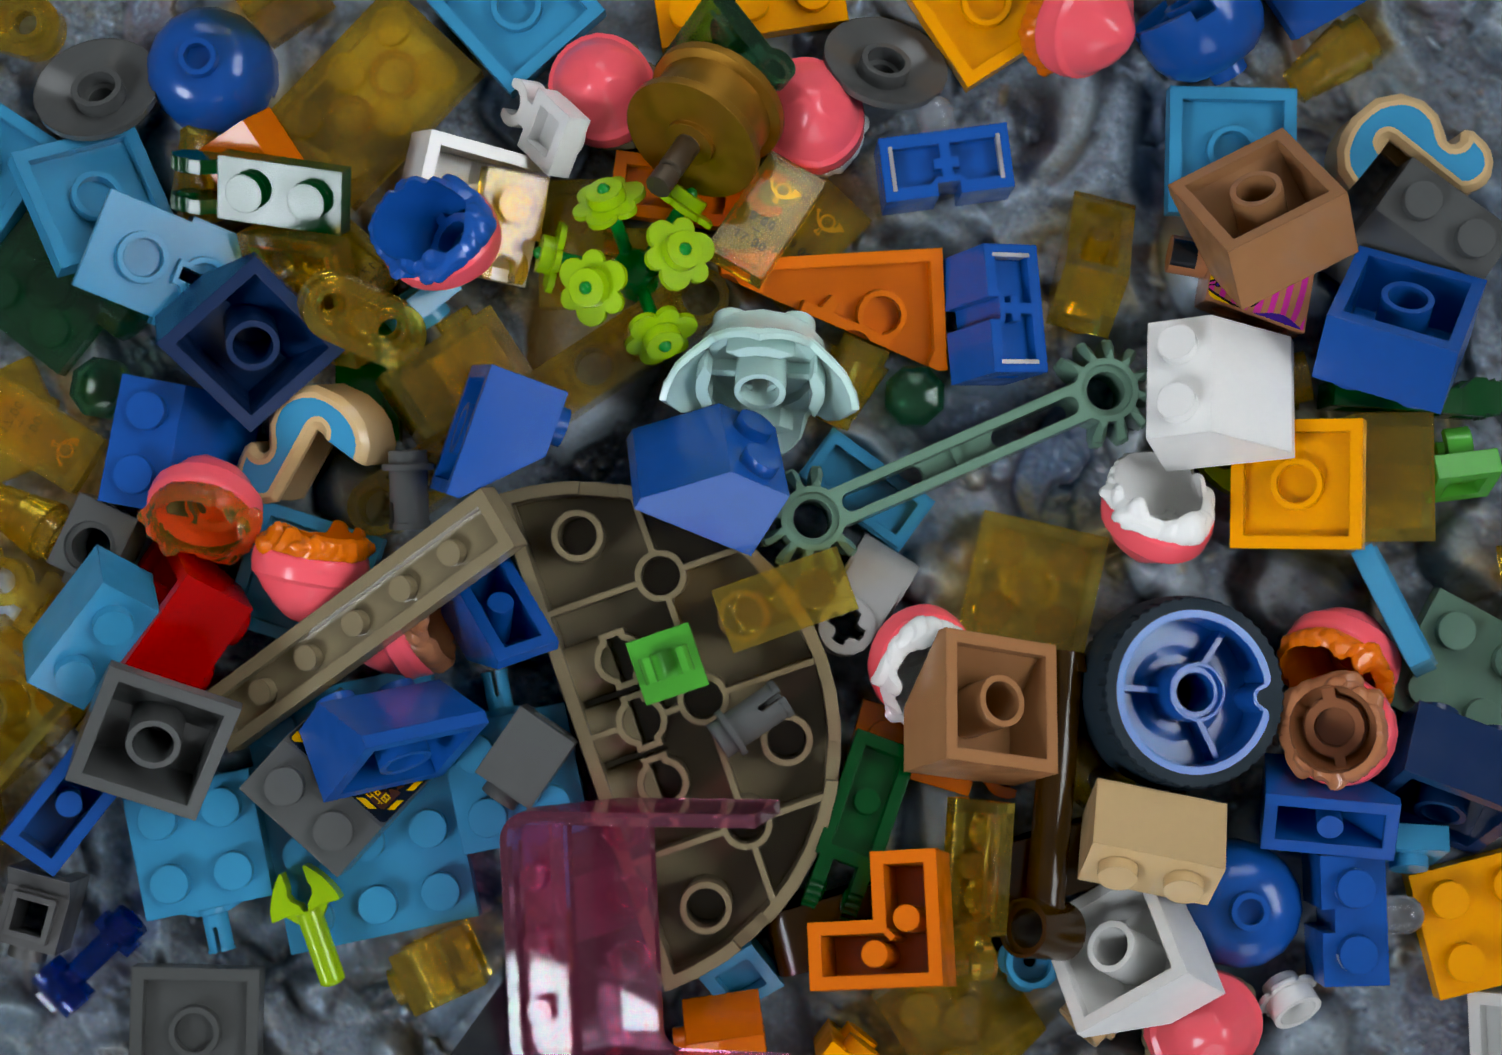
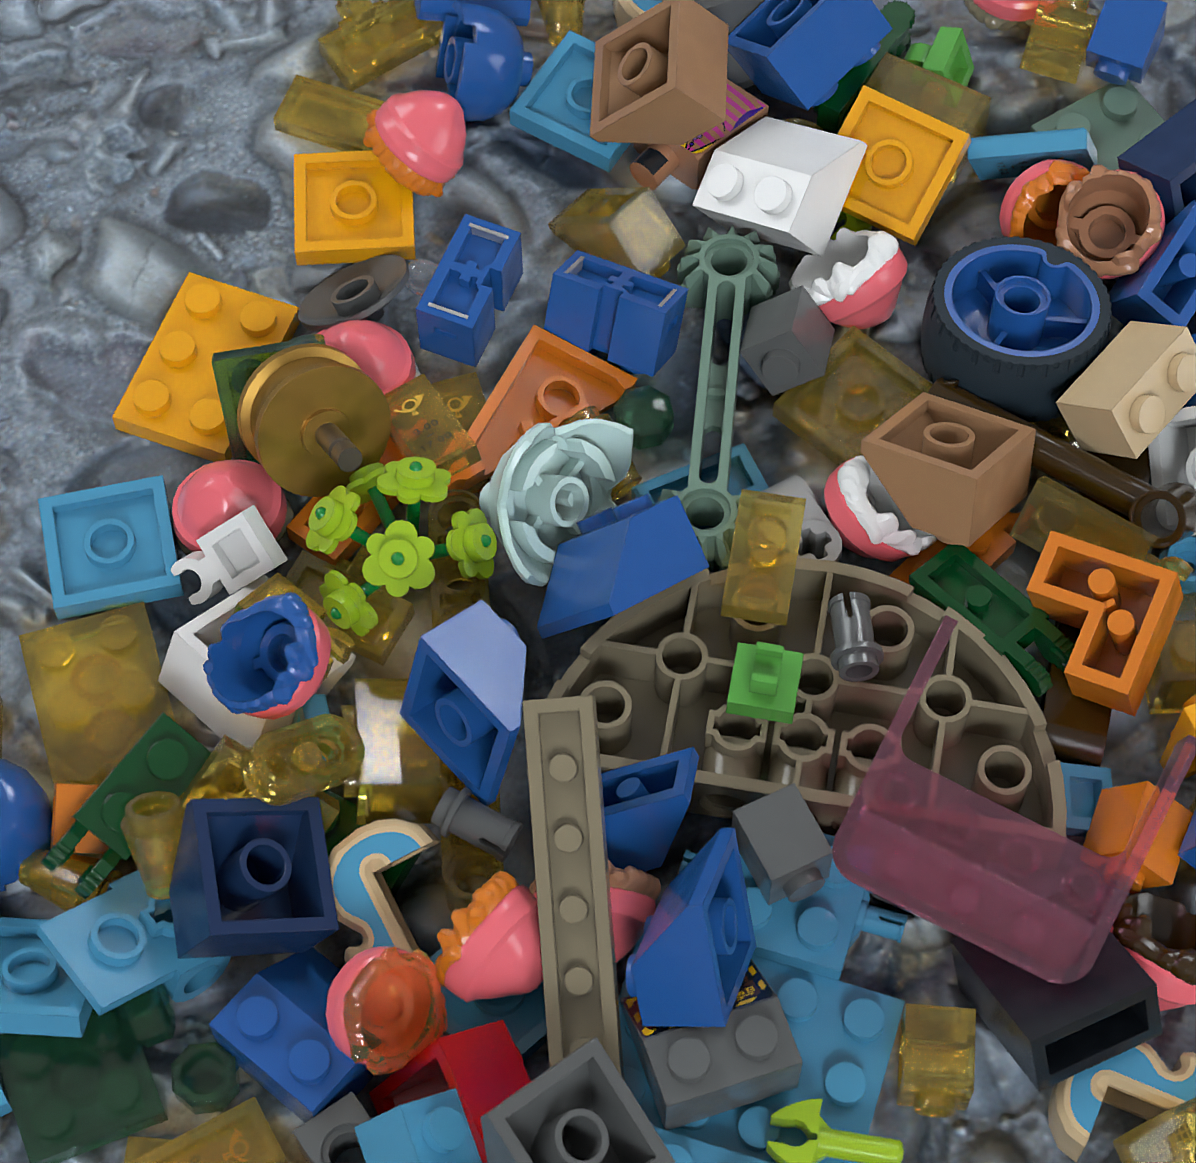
camera: 60 degrees left, 25 degrees down
(233, 232) = (153, 836): none -> clear yellow cone
(1049, 490) = (787, 340): none -> dark grey brick

